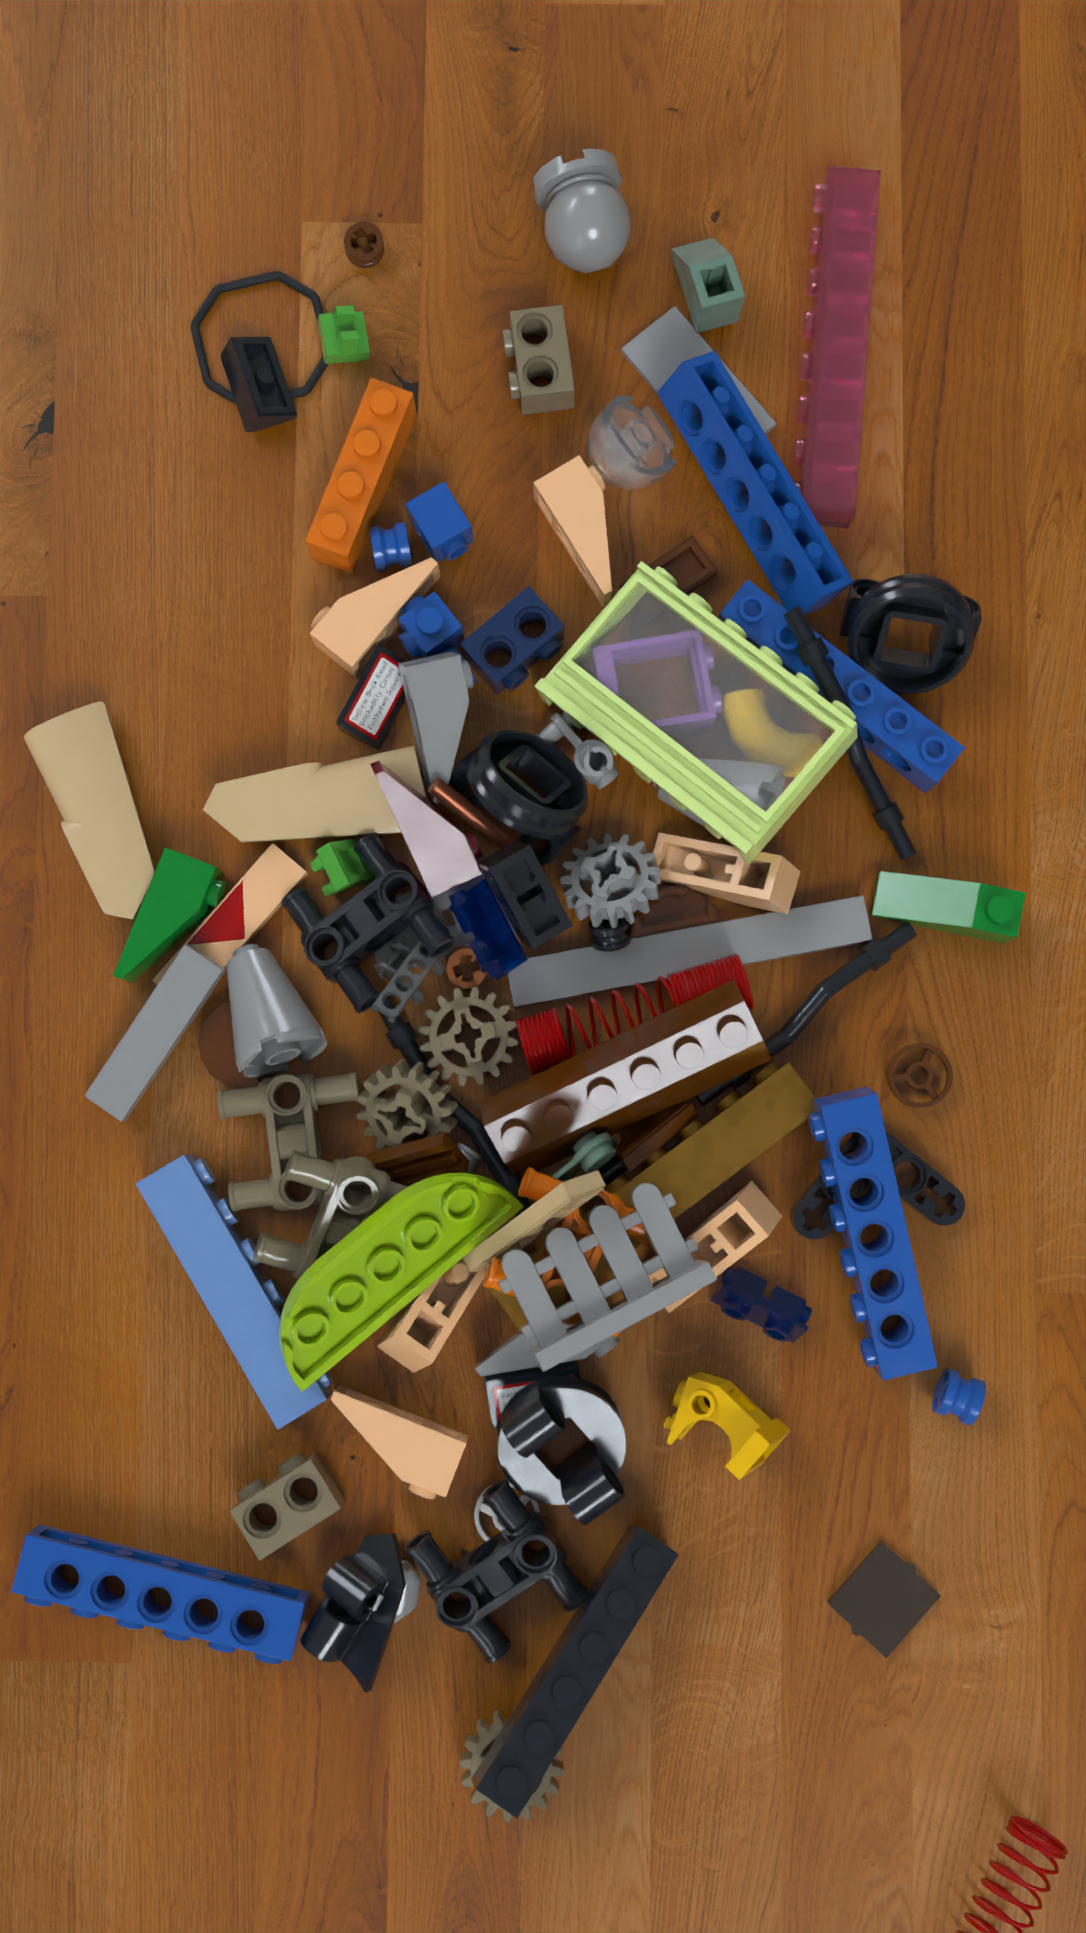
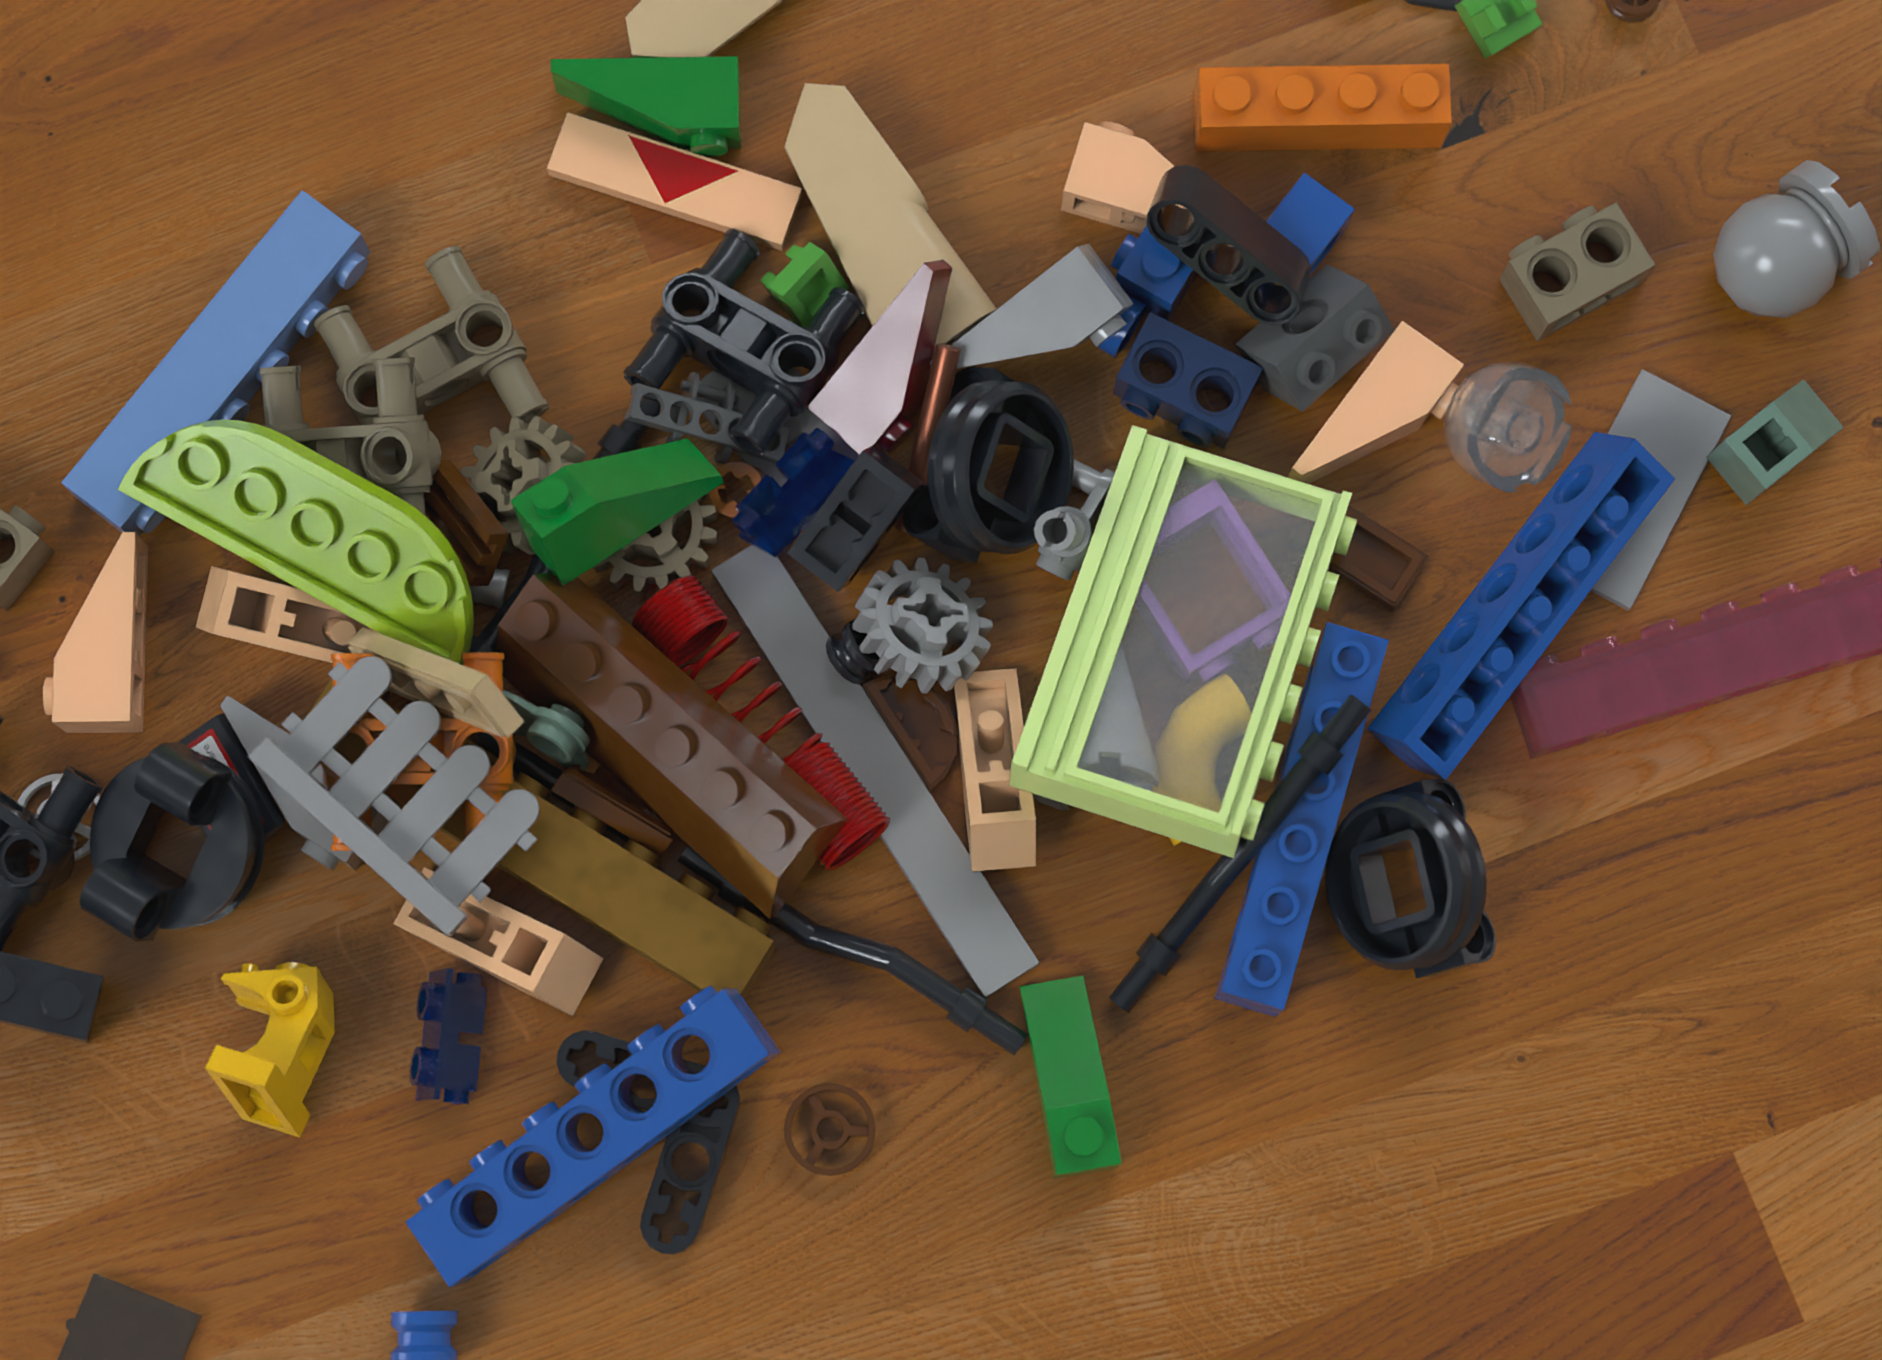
camera: 65 degrees right, 5 degrees down
(155, 1032) = (503, 142): light grey tile -> none
(217, 1049) = (516, 237): reddish brown tile -> none
(268, 1015) = (576, 267): light grey cone -> none
(374, 699) = (1032, 238): slope -> none
(391, 546) = (1248, 177): blue wheel -> none
(439, 570) = (1219, 218): none -> black beam
(451, 1053) = (609, 502): none -> green slope
(519, 543) = (1324, 340): none -> dark grey brick

